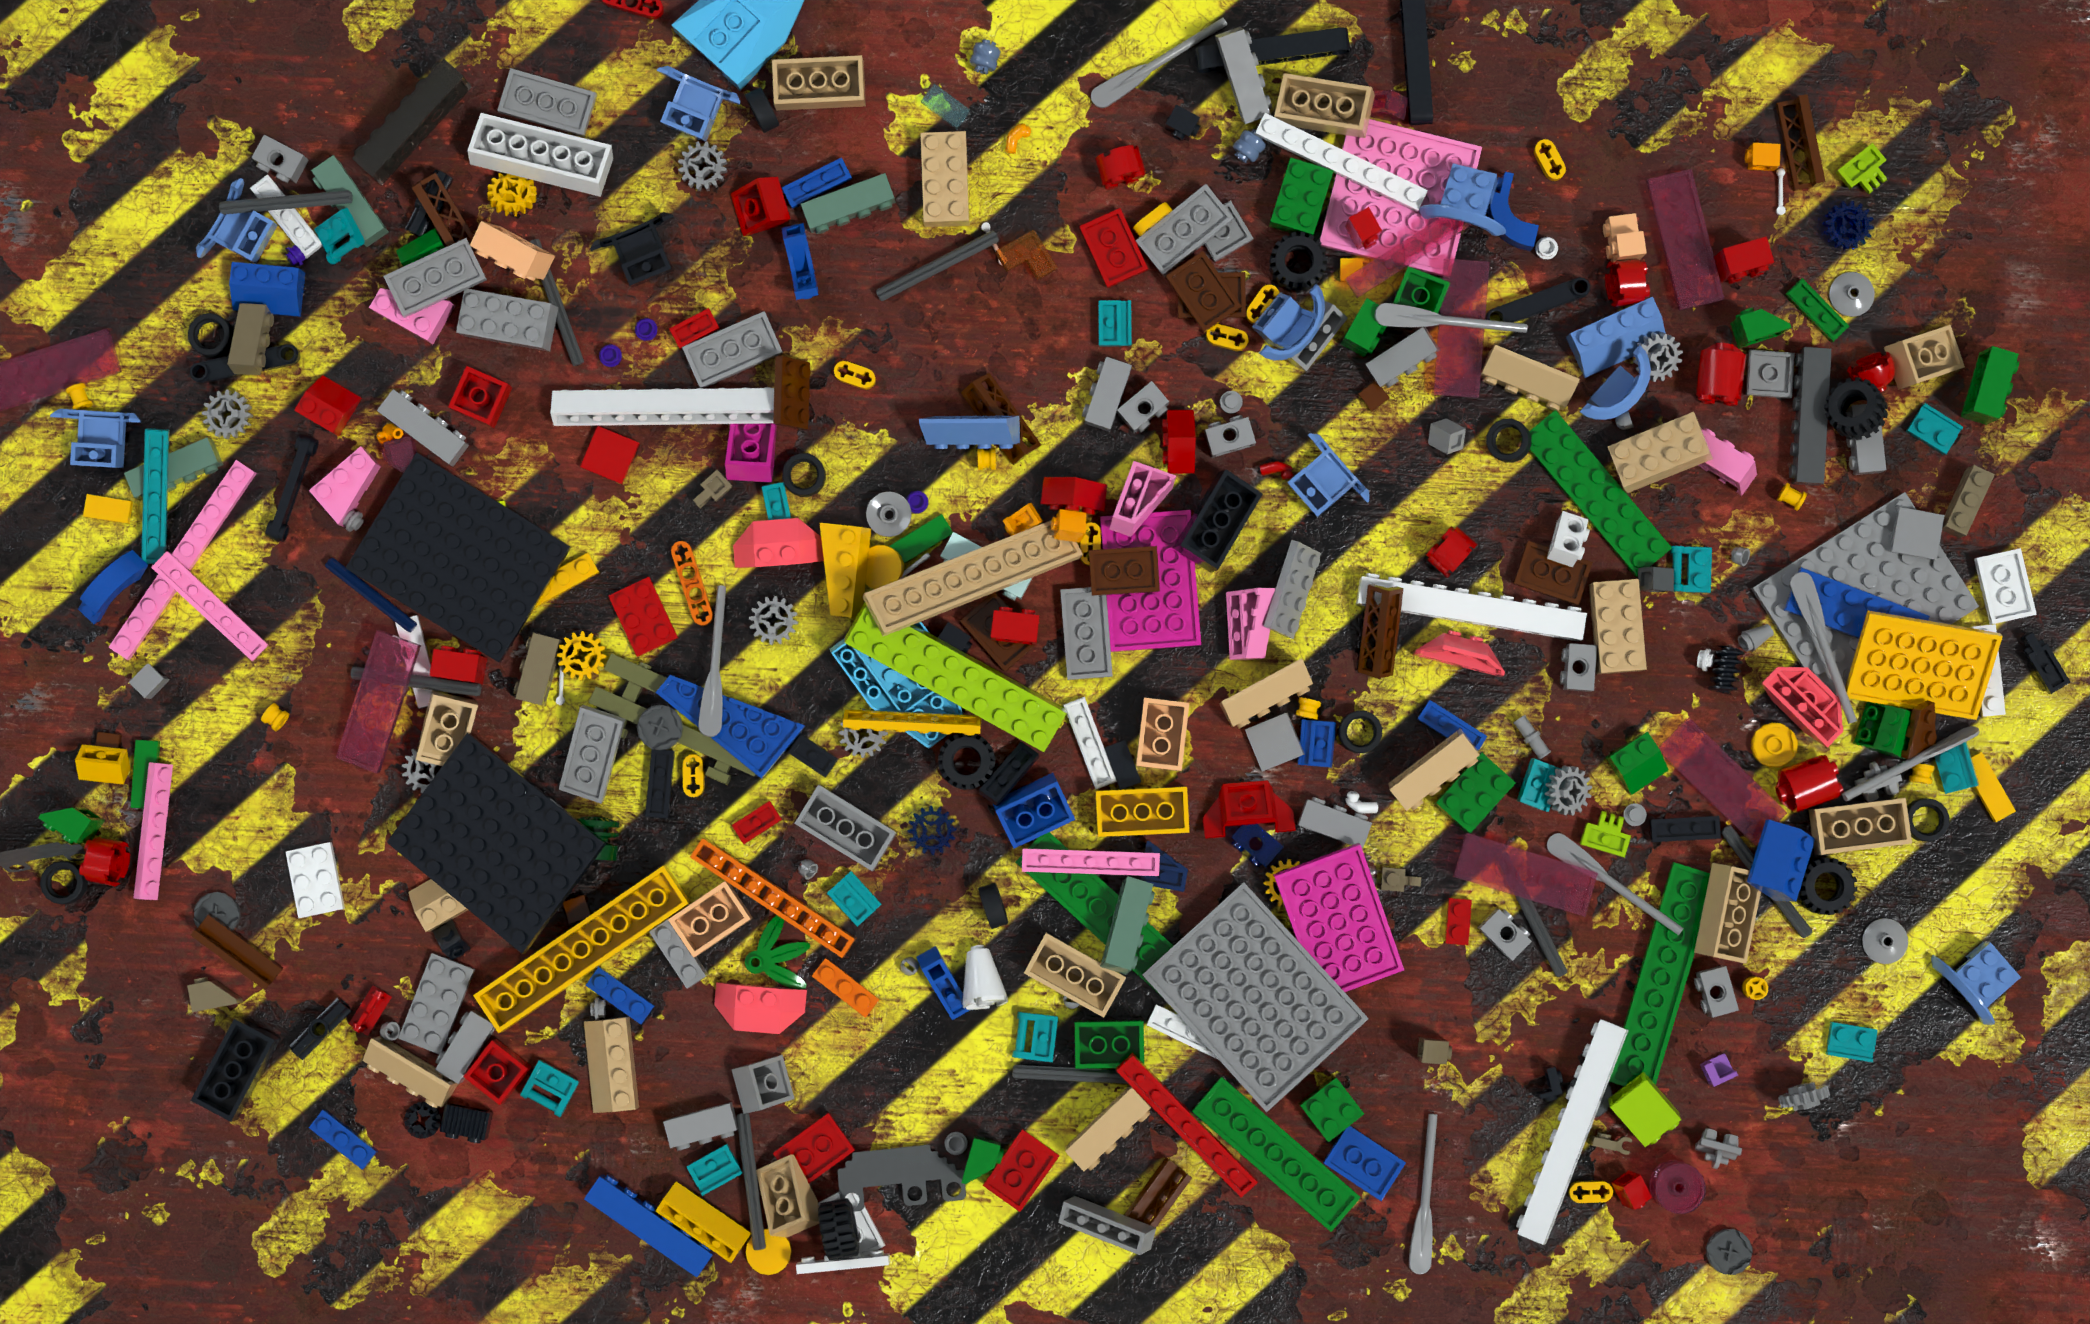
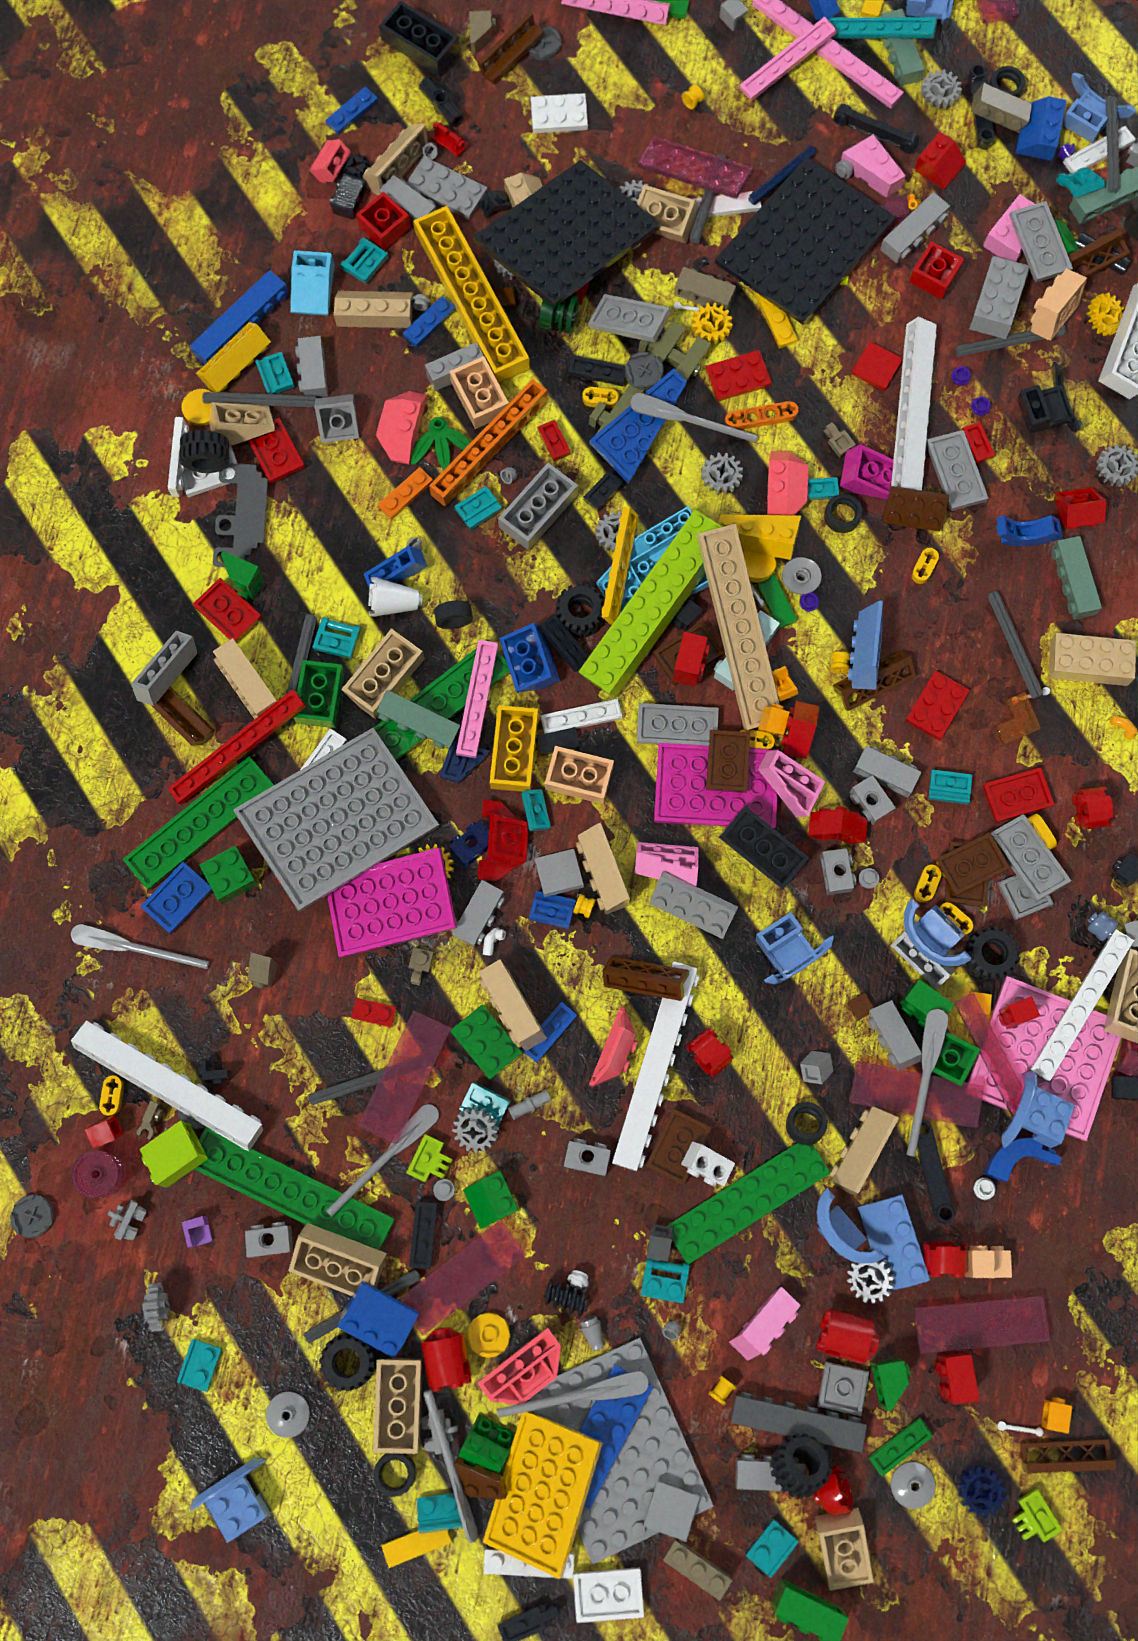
camera: 95 degrees right, 10 degrees down
(422, 1152) = (330, 161): none -> coral brick
(453, 665) = (716, 227): red brick -> none
(592, 1145) = (311, 282): none -> medium azure slope
(817, 183) = (1097, 556): blue plate -> none
(921, 842) = (528, 568): clear blue gear -> none
(956, 1143) = (261, 560): light grey plate -> none
(1020, 346) = (937, 705): none -> red plate
(1207, 778) = (535, 810): none -> teal plate
(1277, 467) = (805, 909): red arm -> none
(1301, 197) = (1051, 965): green brick -> none
(1372, 719) = (560, 934): black tyre -> none
(1492, 927) = (360, 1040): light grey brick -> none
(1554, 157) = (1070, 1209): yellow beam -> none
(1617, 626) = (620, 1199): tan brick -> none
(1624, 421) = (813, 1238): light grey hinge -> none
(1660, 452) = (779, 1264): tan brick -> none
(1758, 985) = (262, 1281): yellow wheel -> none
(1922, 774) = (438, 1477): yellow wheel -> none

